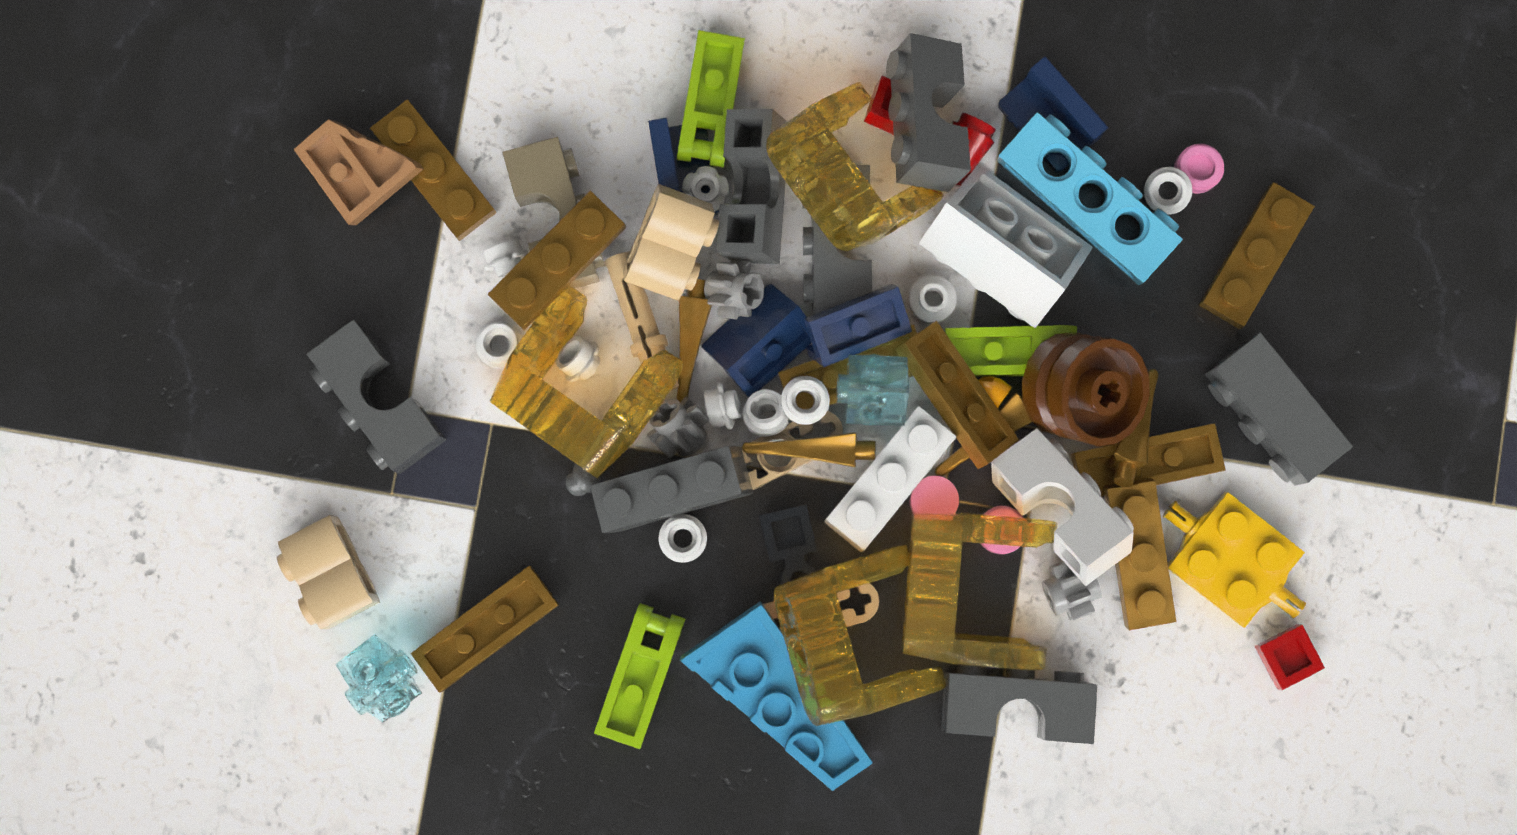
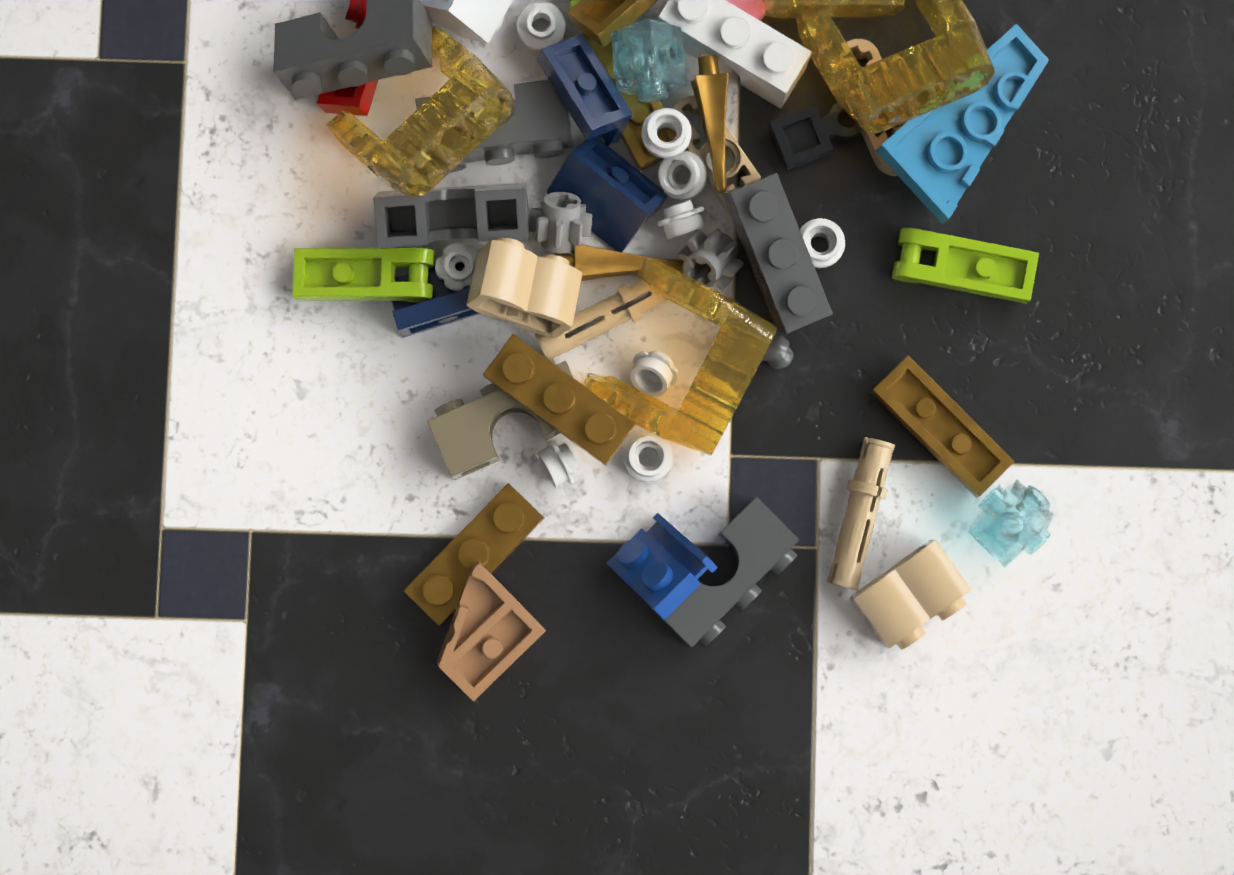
camera: 95 degrees left, 0 degrees up
(387, 336) = (661, 566): none -> blue plate
(430, 544) = (863, 502): none -> tan pin

